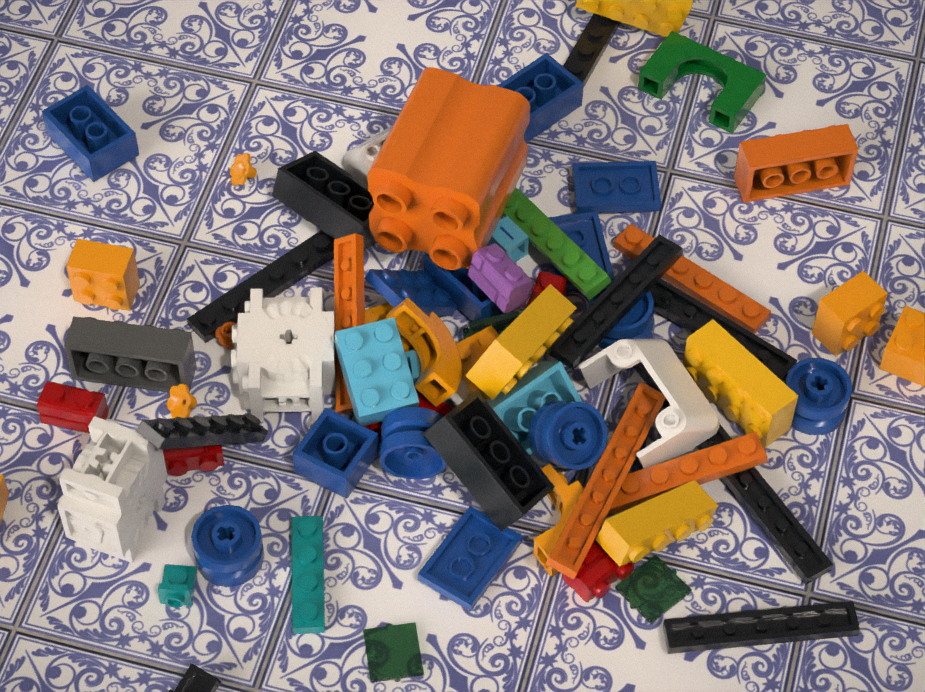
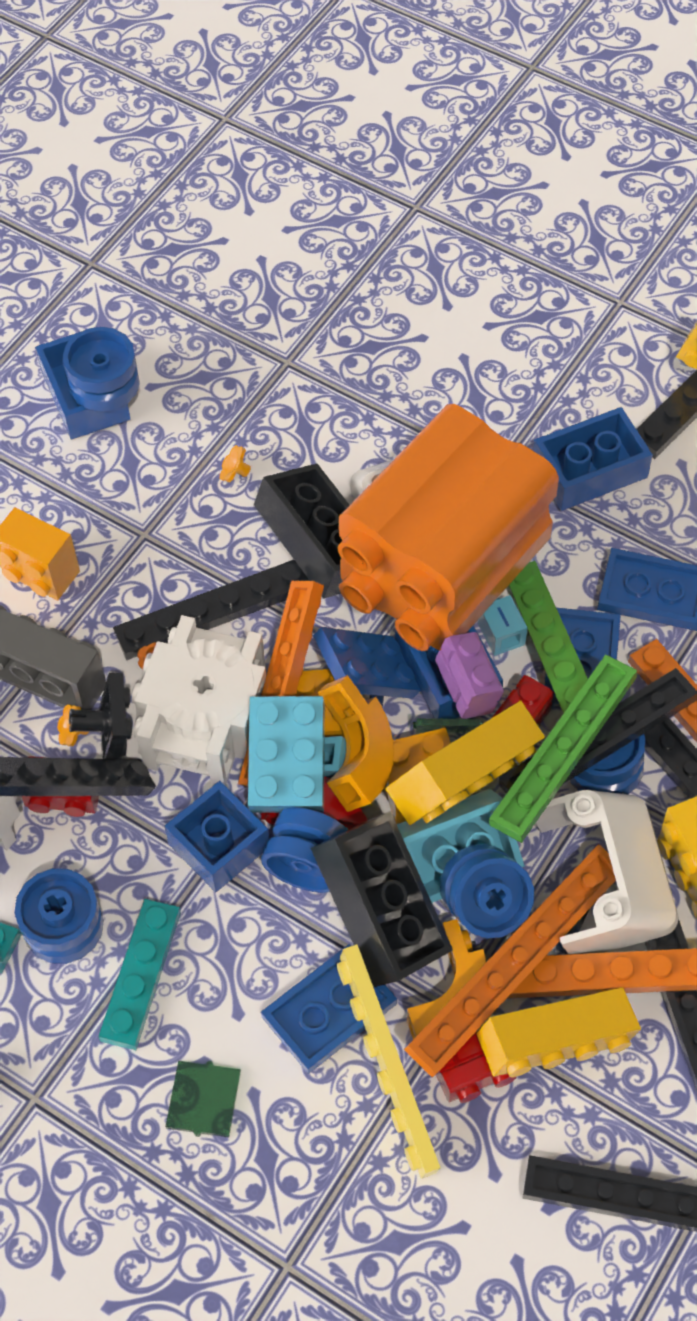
camera: 20 degrees right, 5 degrees up
(111, 113) = (101, 369): none -> blue wheel
(214, 384) = (109, 720): none -> black plate
(538, 586) = (392, 1074): none -> light yellow plate
(593, 312) = (562, 748): none -> bright green plate
(653, 589) = (532, 1109): clear green piece -> none

